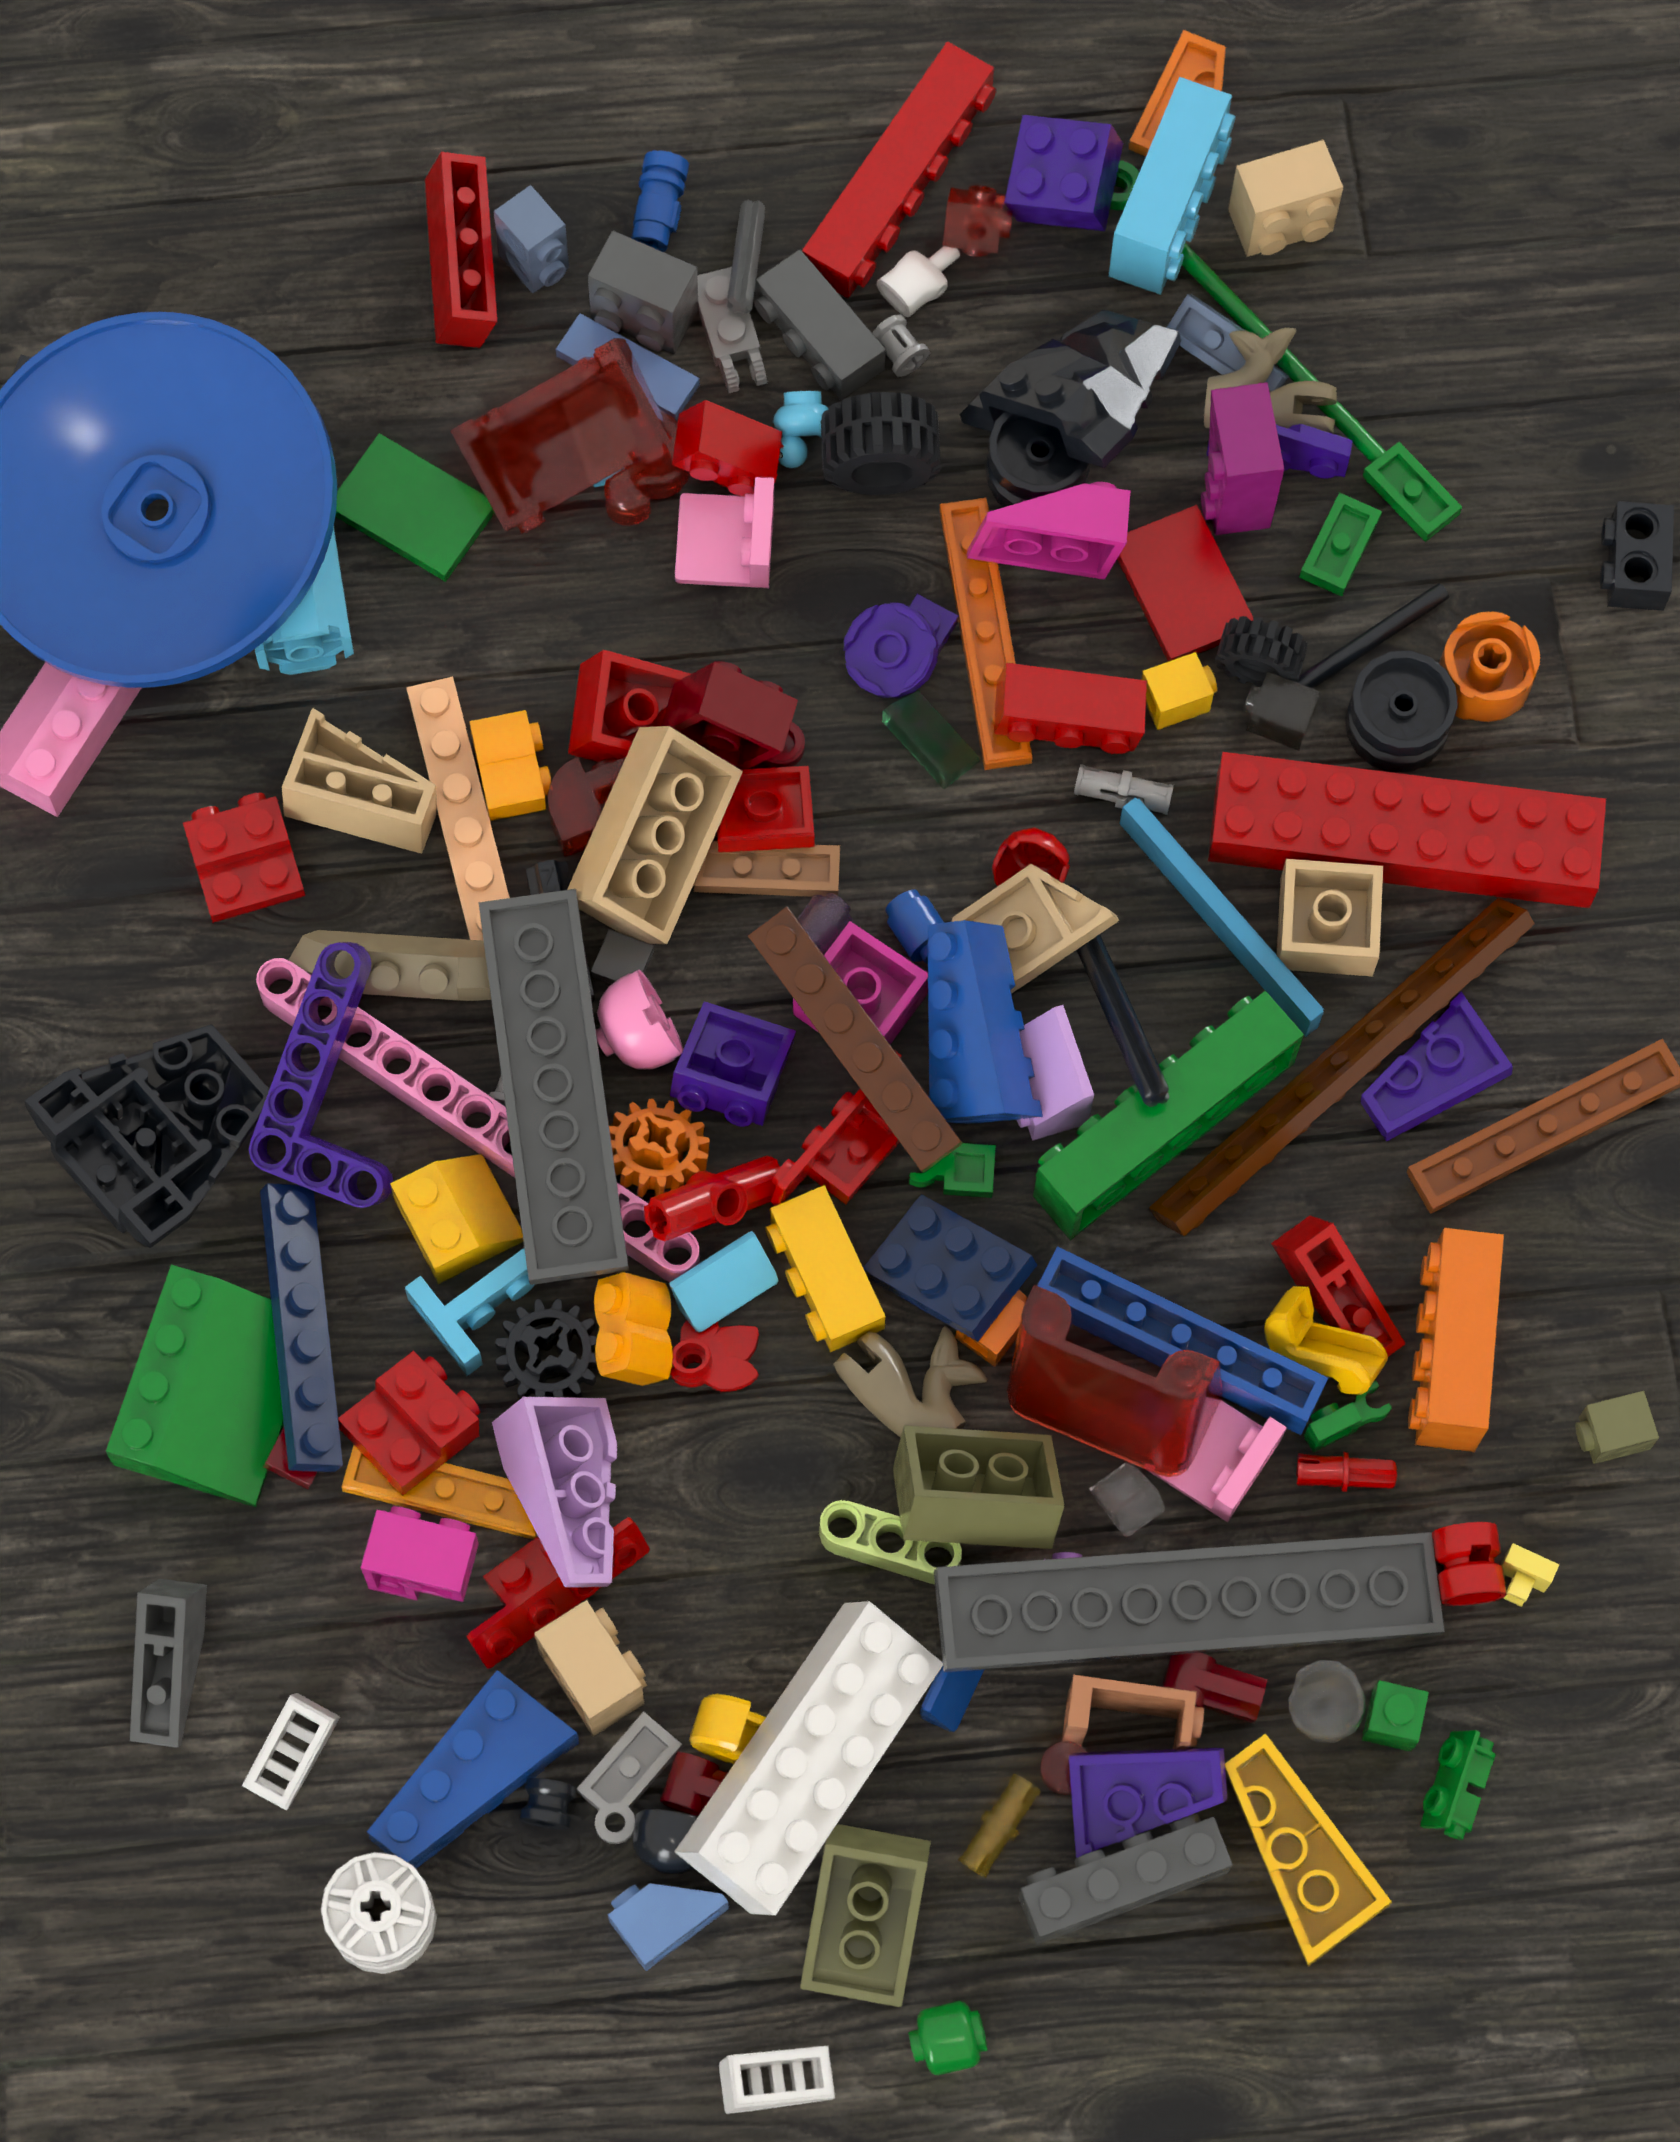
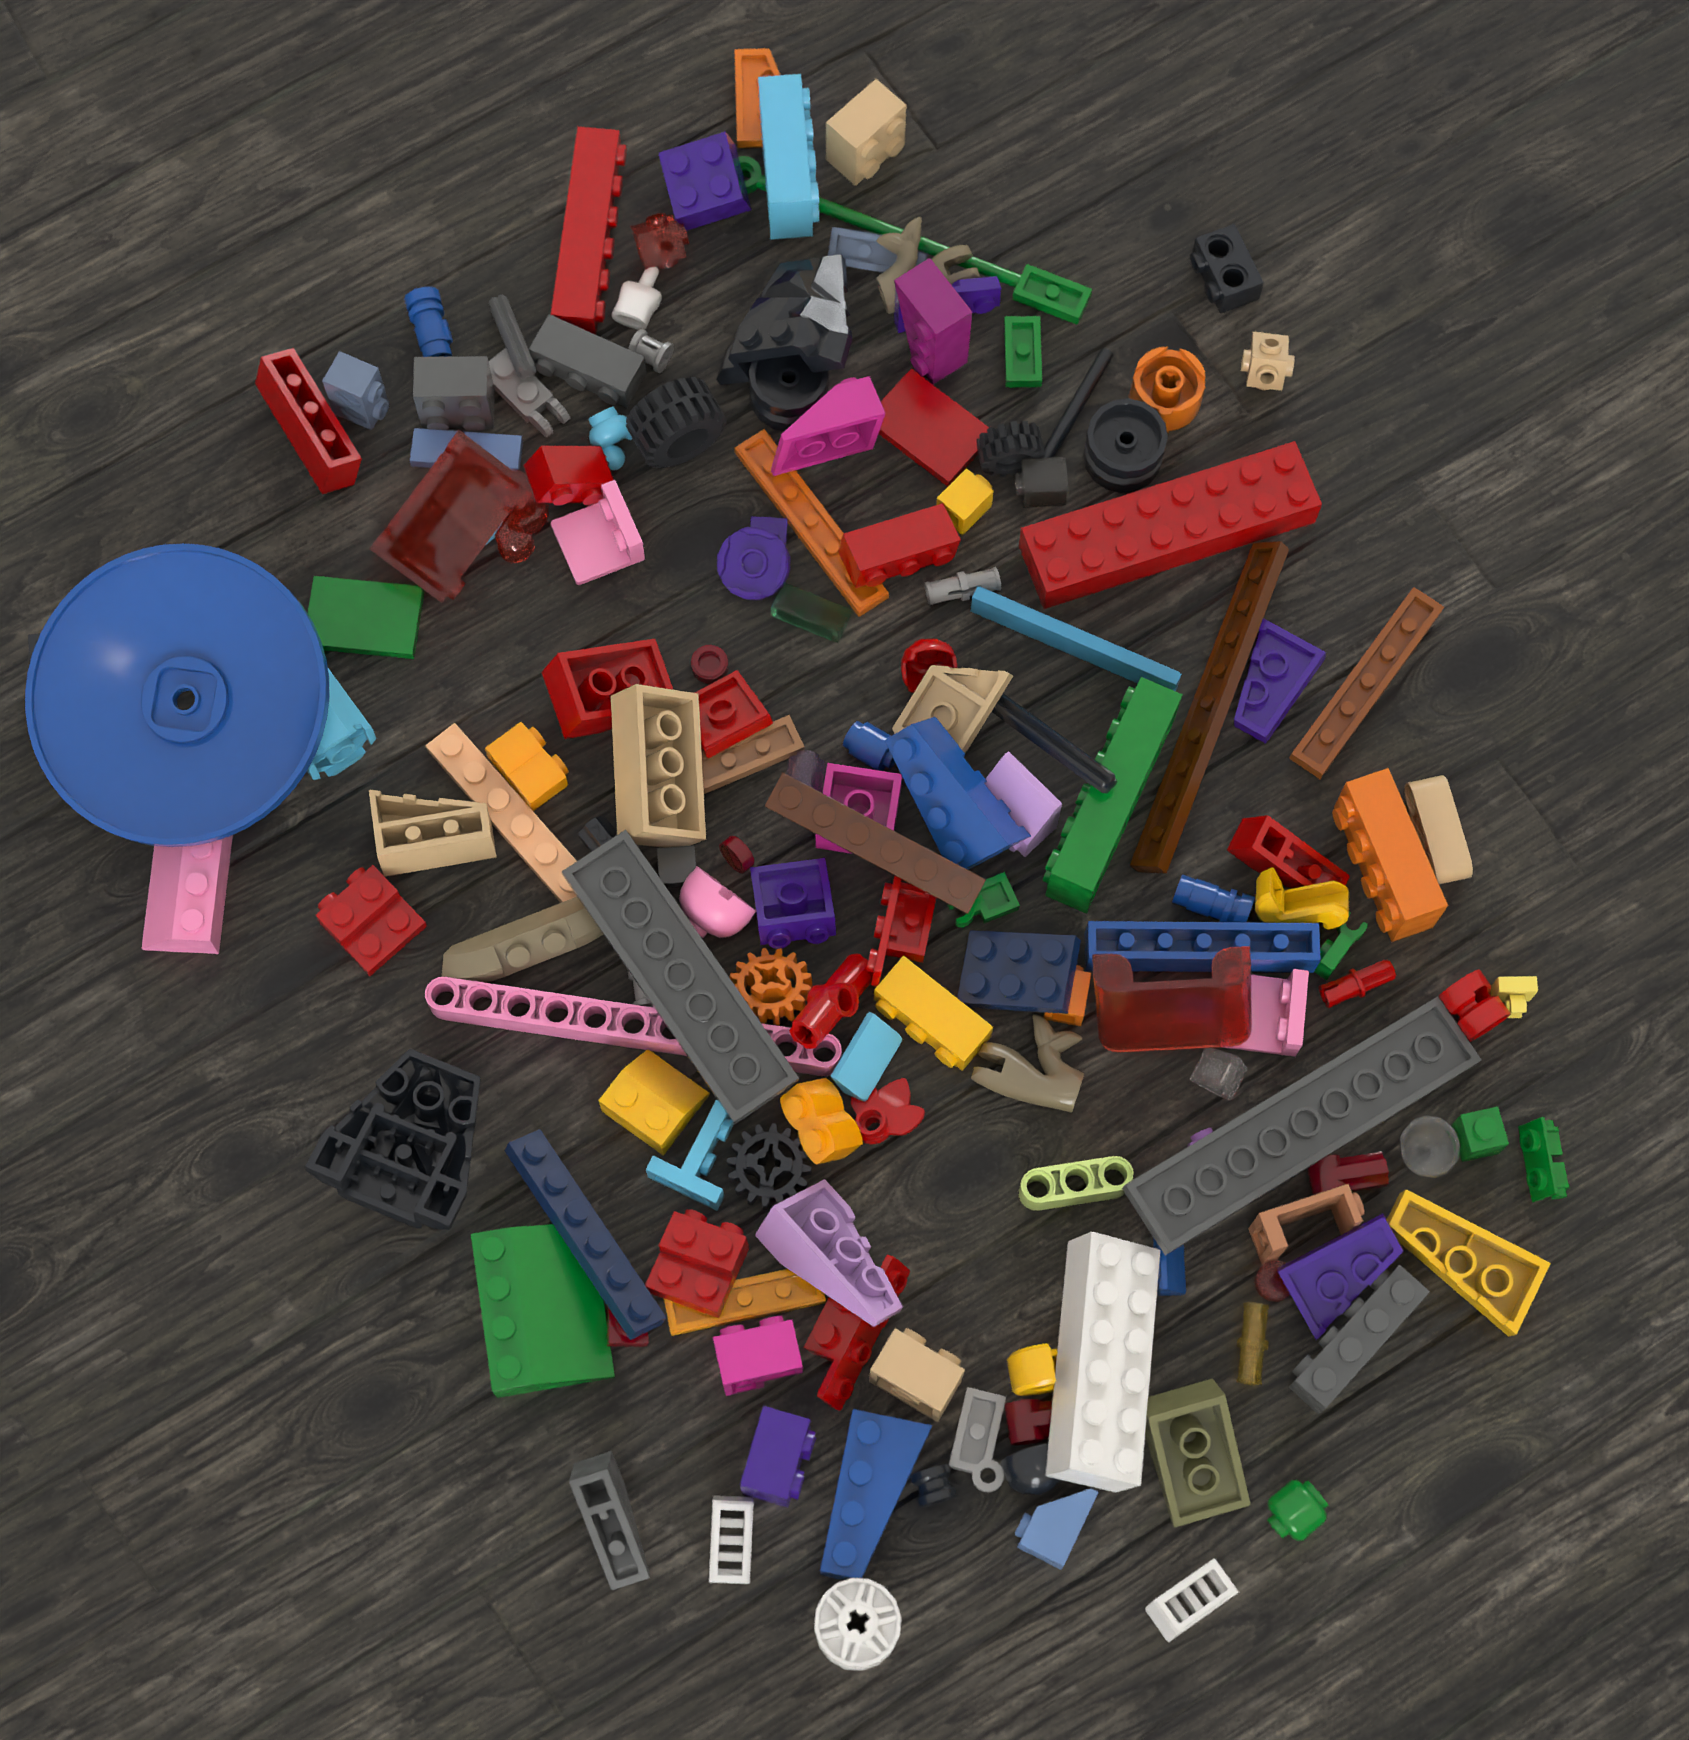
camera: 25 degrees left, 0 degrees up
(312, 1086) = (505, 1057): dark purple beam -> none
(385, 1682) = (776, 1457): none -> dark purple brick
(576, 800) = (587, 768): clear red brick -> none
(697, 978) = (737, 854): none -> dark red tile
(731, 714) = (670, 656): dark red brick -> none
(977, 1487) = (1120, 1115): olive brick -> none
(1222, 1294) = (1212, 901): none -> blue axle
(1330, 917) = (1151, 607): tan brick -> none
(1538, 1339) = (1439, 828): none -> tan beam
(1617, 1427) = (1523, 864): olive brick -> none
(1627, 688) = (1267, 361): none -> tan brick

